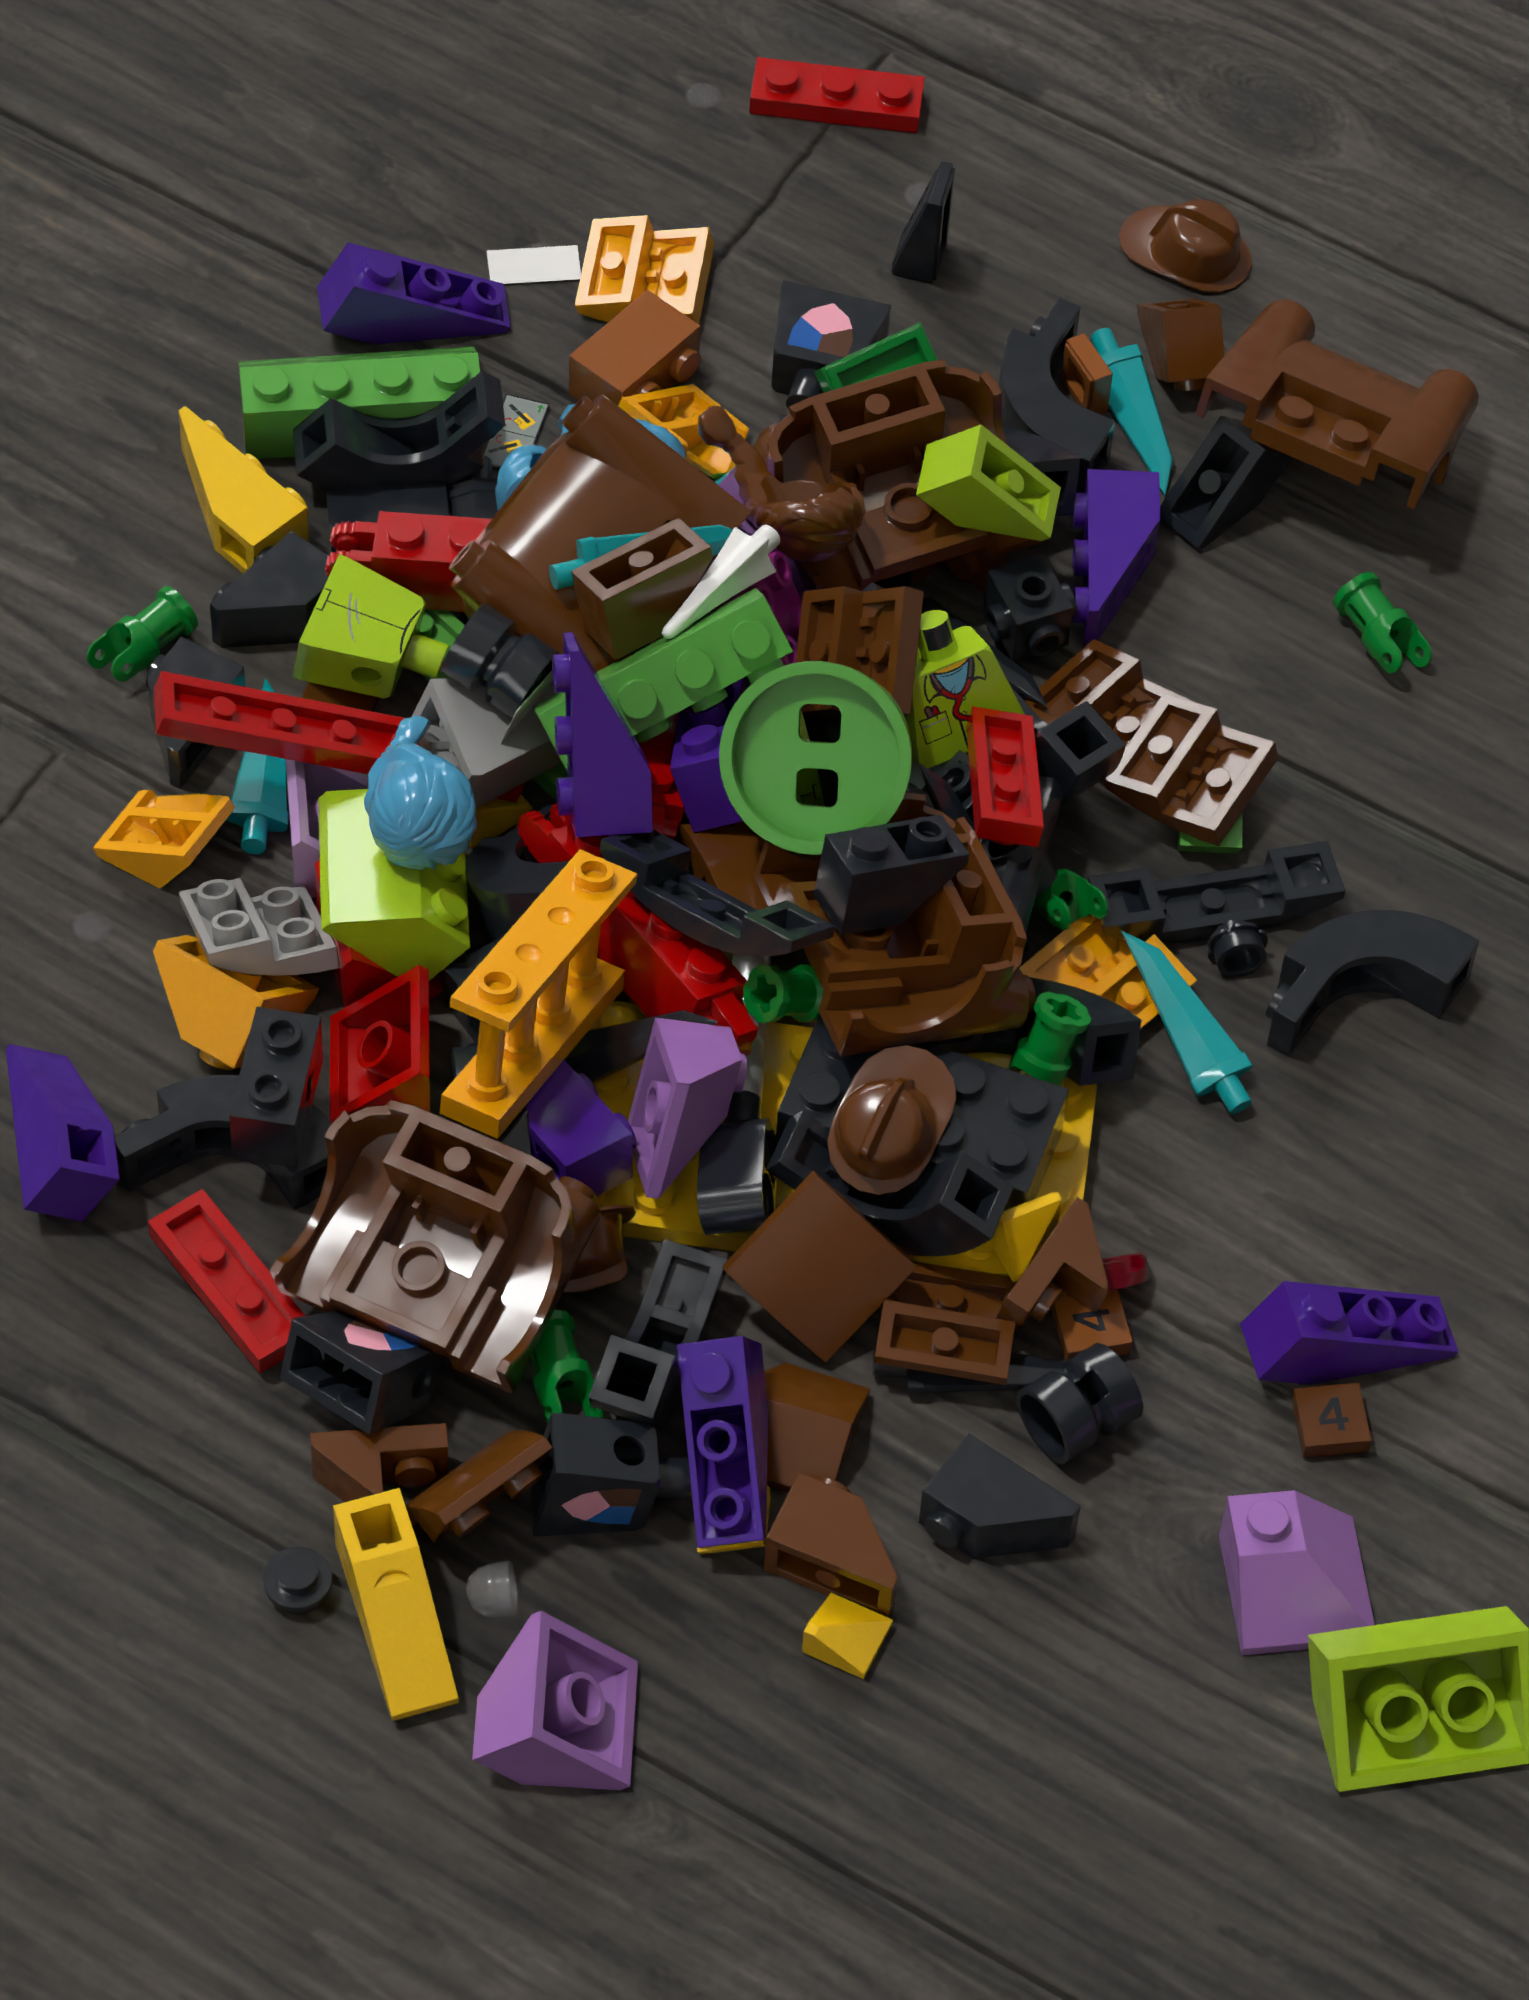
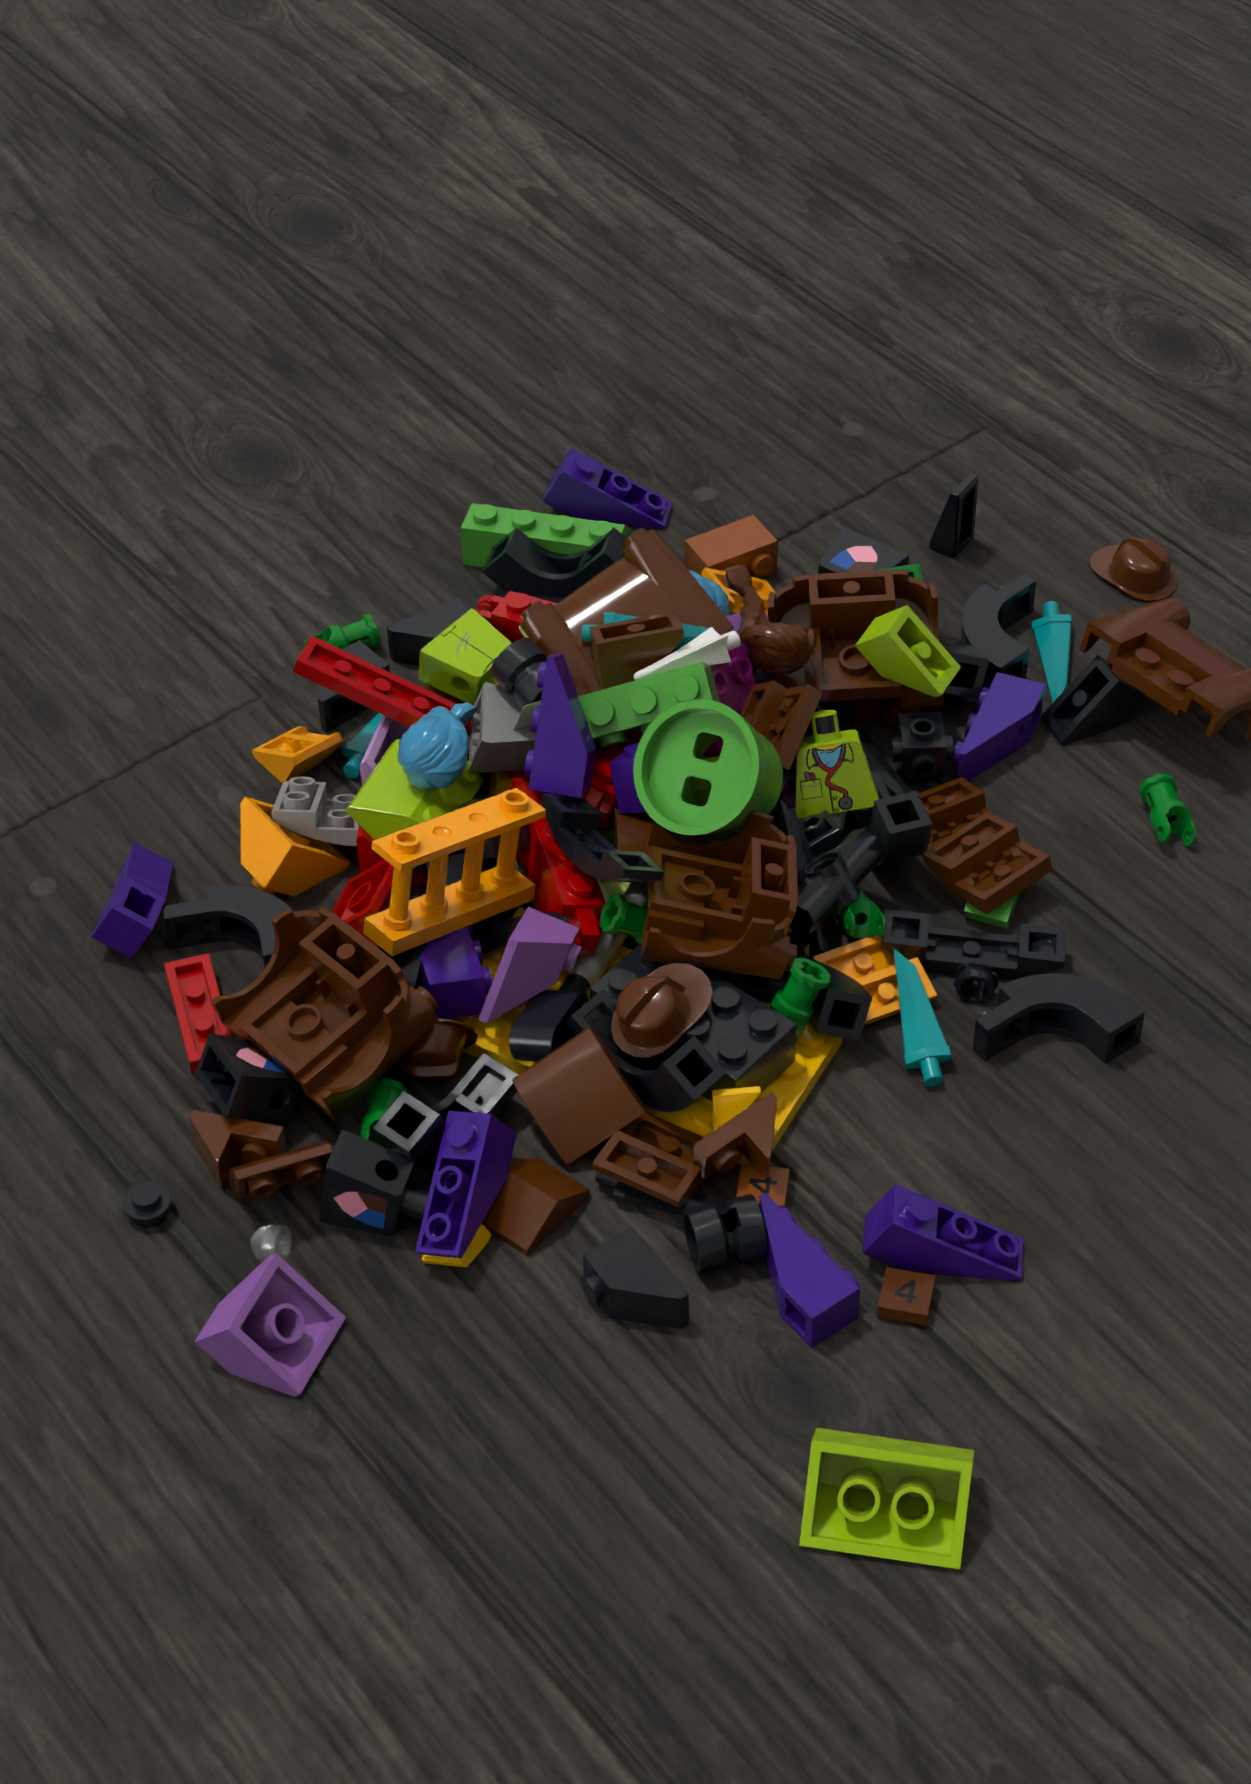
camera: 25 degrees right, 10 degrees down
(236, 495) = (441, 573): yellow slope -> none
(276, 1087) = (275, 883): black brick -> none
(394, 1603) = (195, 1229): yellow slope -> none
(534, 264) = (698, 497): white sticker -> none
(630, 257) = (779, 511): light orange slope -> none
(831, 1545) = (506, 1276): reddish brown slope -> none
(837, 95) = (938, 443): red plate -> none
(845, 1635) = (494, 1339): yellow slope -> none
(885, 871) = (716, 849): black slope -> none
(1004, 777) = (837, 823): red plate -> none
(1086, 374) = (1027, 623): dark orange tile -> none
(1126, 1270) = (796, 1159): dark red tile -> none
(1182, 340) = (1098, 605): reddish brown slope -> none
(1198, 1434) = (807, 1284): none -> dark purple slope
(1291, 1570) = (830, 1382): medium lavender slope -> none

